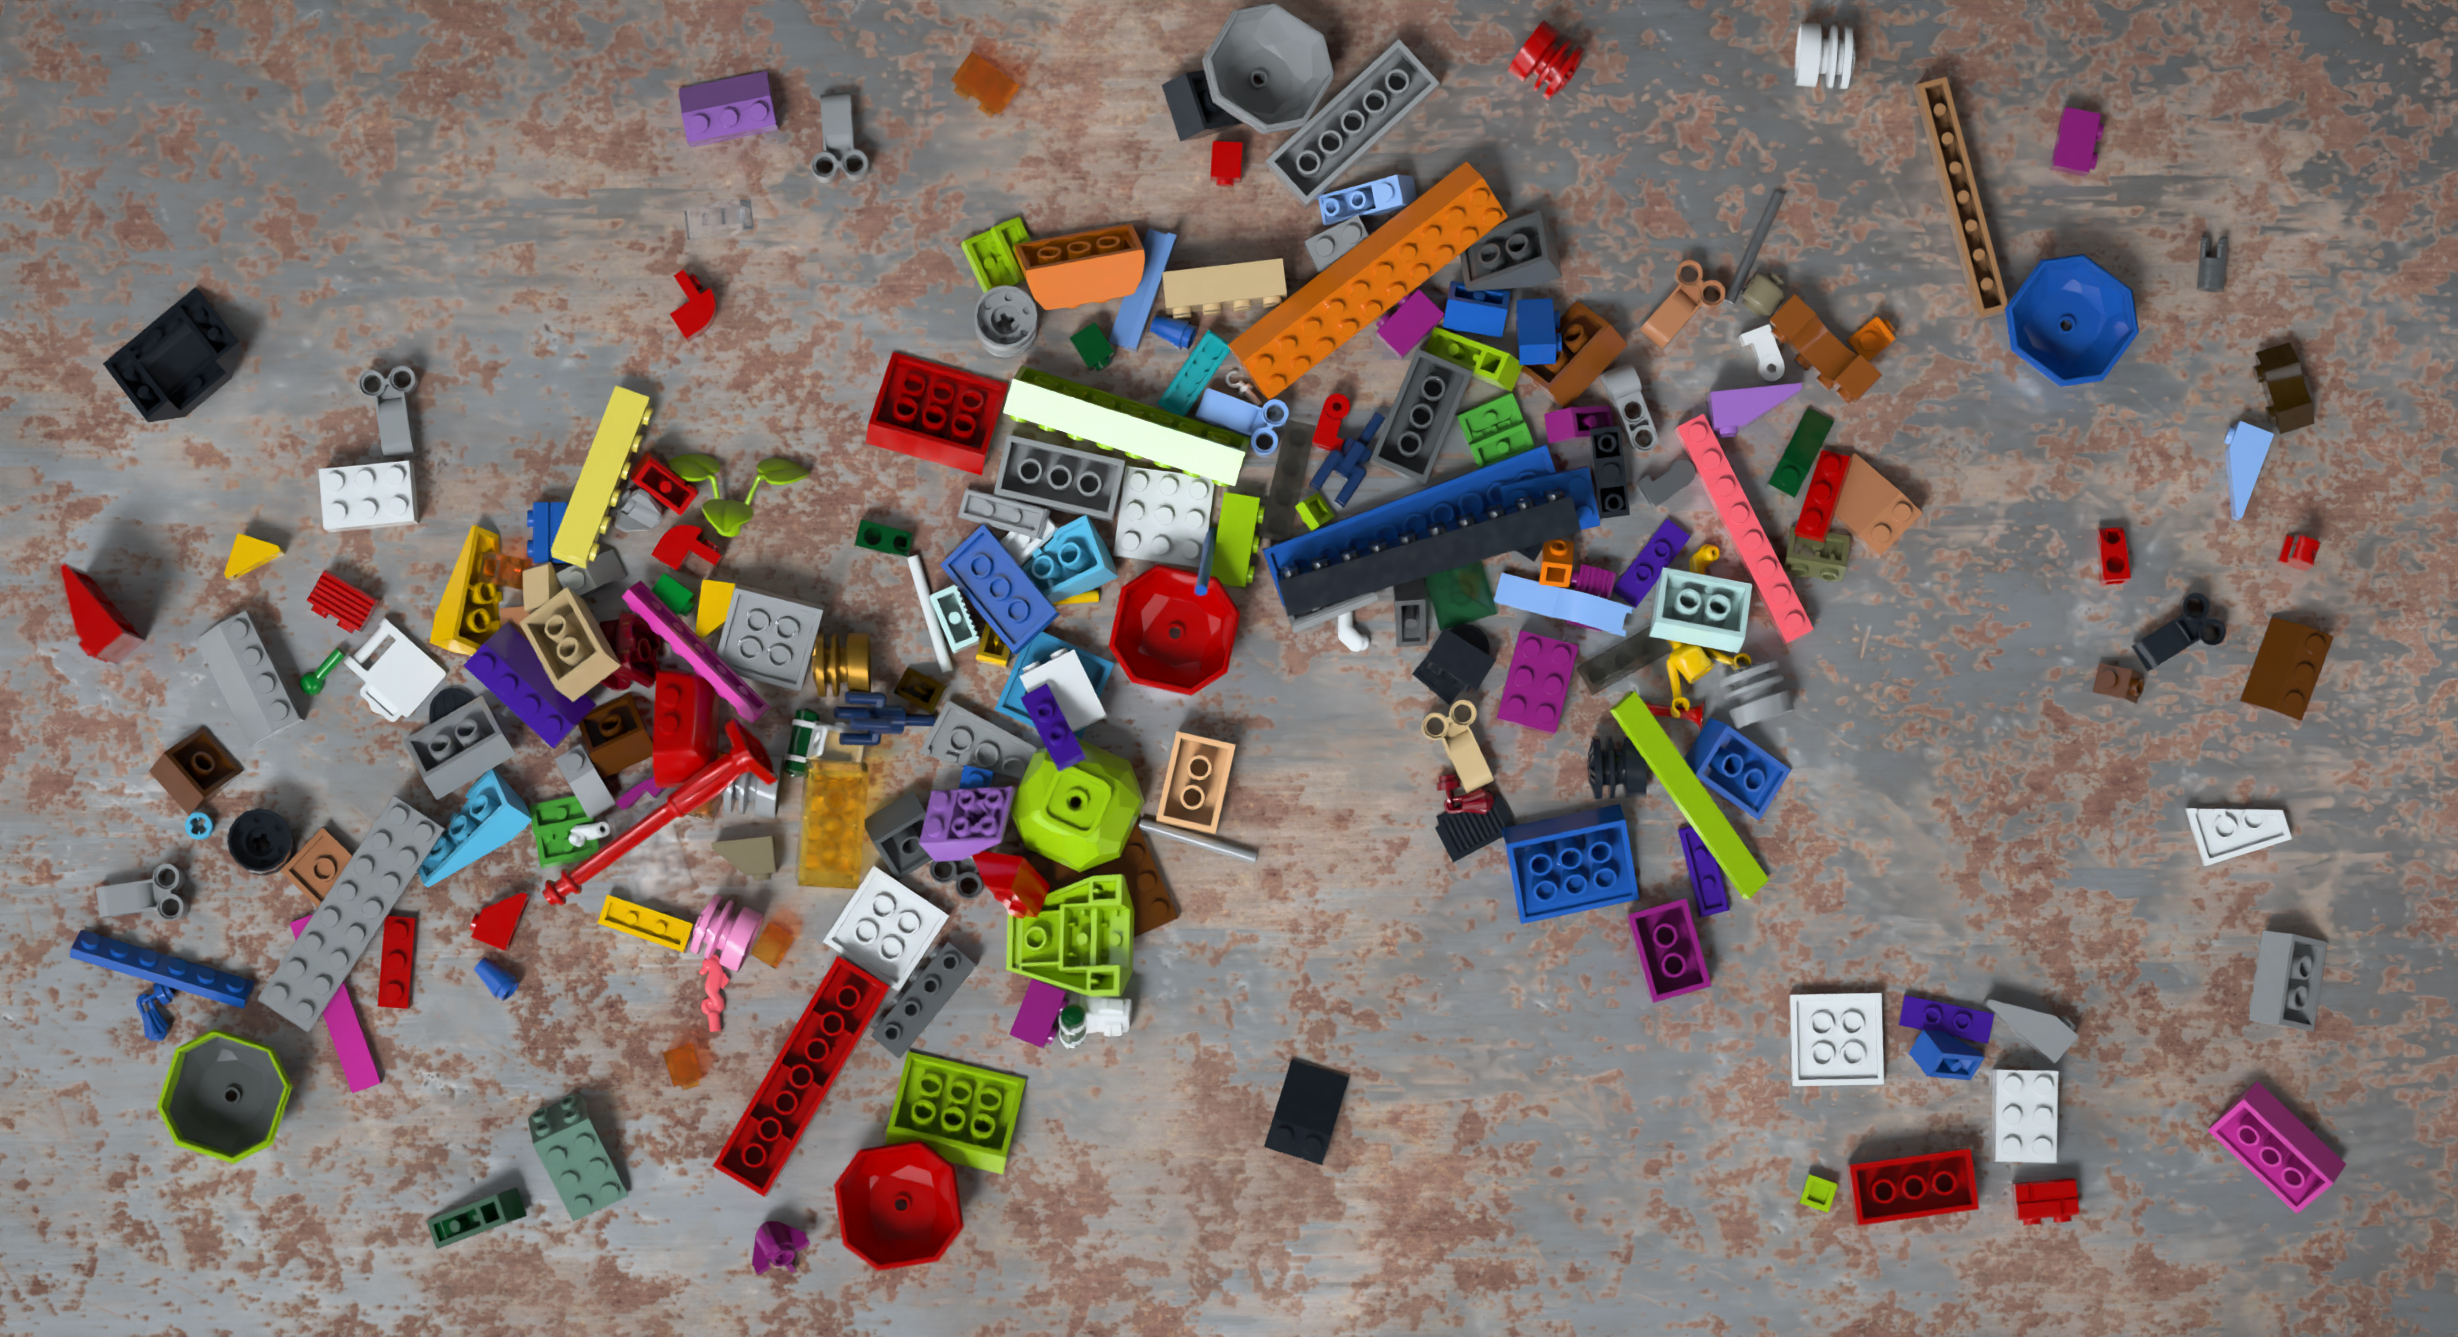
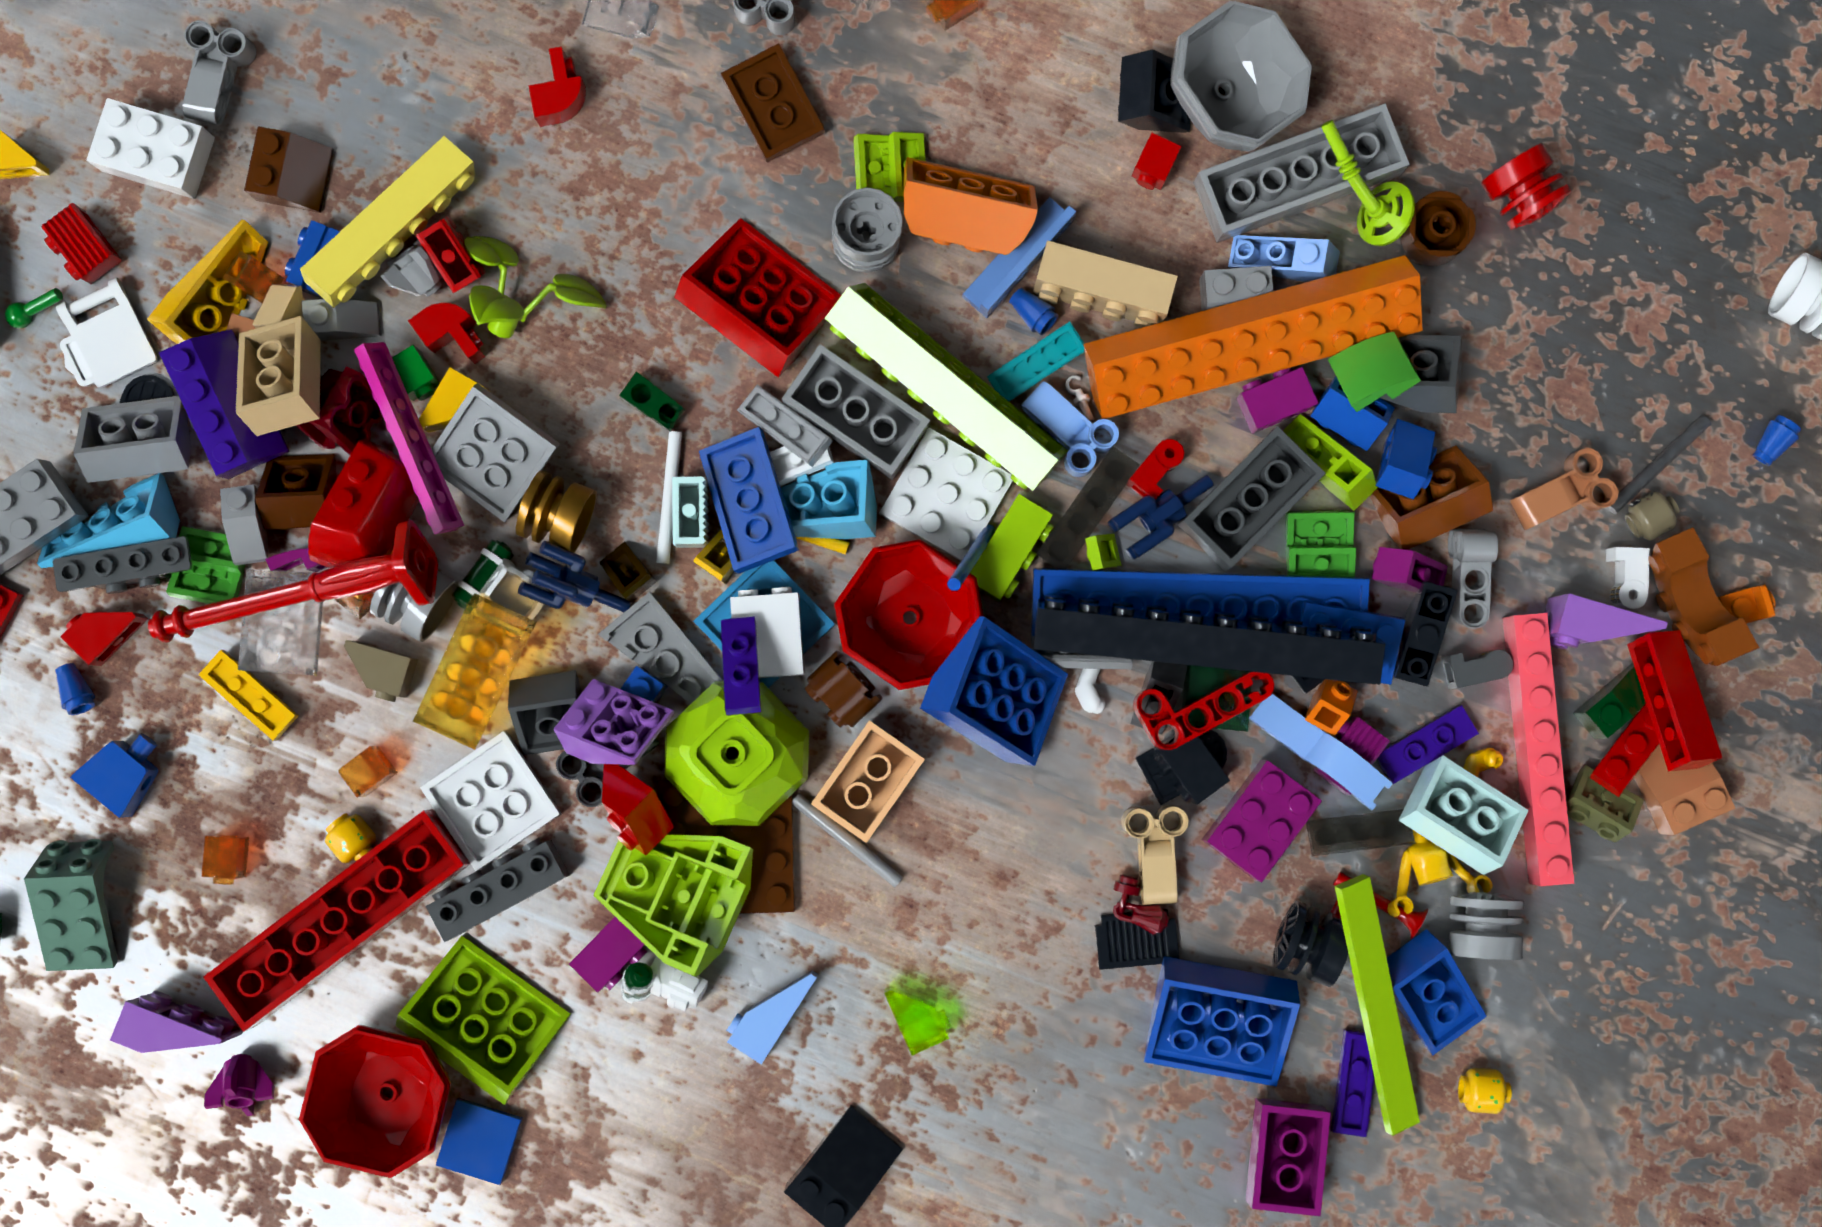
camera: 20 degrees right, 0 degrees up
(493, 467) = (288, 170): none -> reddish brown slope
(499, 856) = (123, 566): none -> dark grey bracket
(566, 1032) = (119, 775): none -> blue torso
(588, 832) = (221, 575): white arm -> none
(693, 1223) = (158, 1024): none -> medium lavender slope
(715, 1002) = (295, 783): coral animal -> none
(726, 932) = (317, 733): bright pink wheel -> none
(781, 1007) = (349, 837): none -> yellow head
(880, 242) = (772, 102): none -> reddish brown plate
(993, 1214) = (479, 1141): none -> blue tile
(1092, 347) = (944, 293): dark green brick -> none
(1143, 715) = (842, 690): none -> reddish brown brick
(1191, 1018) = (765, 1021): none -> light blue slope
(1273, 665) = (996, 693): none -> blue slope
(1318, 964) = (918, 1020): none -> clear neon green slope
(1427, 130) = (1377, 208): none -> lime dish
(1450, 604) = (1207, 704): none -> red beam
(1477, 269) = (1374, 369): none -> bright green slope
(1493, 109) = (1451, 217): none -> reddish brown brick
(1811, 831) = (1484, 1090): none -> yellow head
(1837, 443) = (1674, 700): none -> red brick
(1843, 187) = (1776, 439): none -> blue cone

